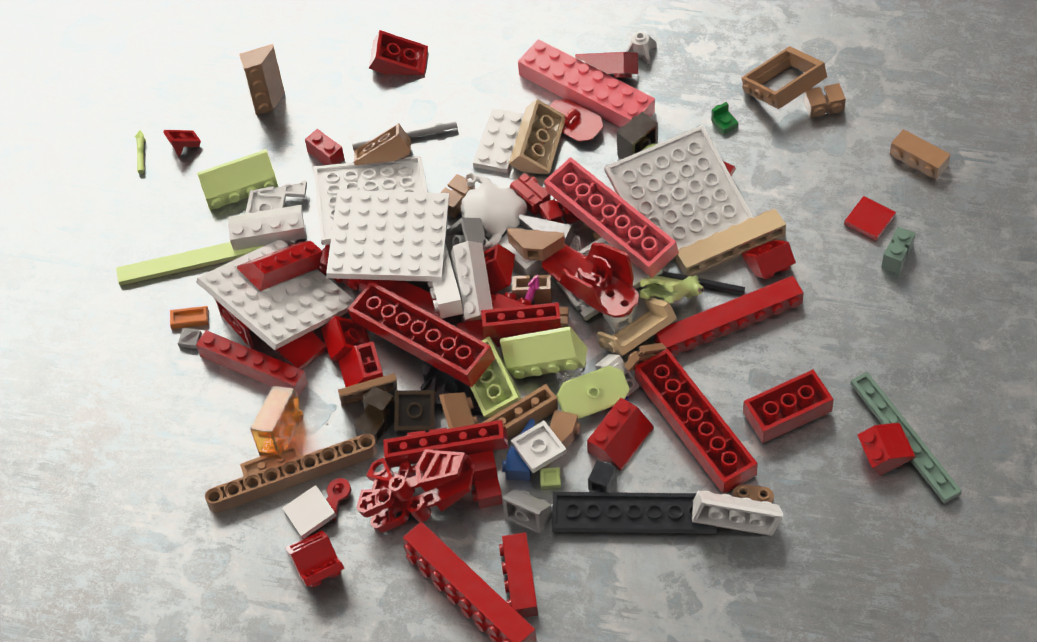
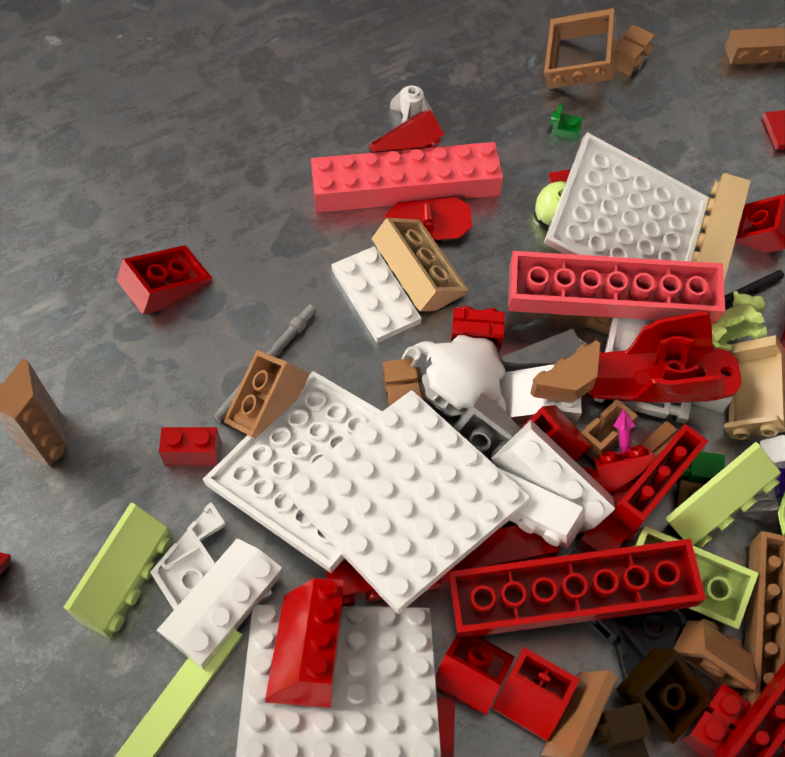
camera: 50 degrees left, 5 degrees up
(554, 211) = (525, 329): red piece -> none
(636, 135) = (522, 193): dark brown brick -> none

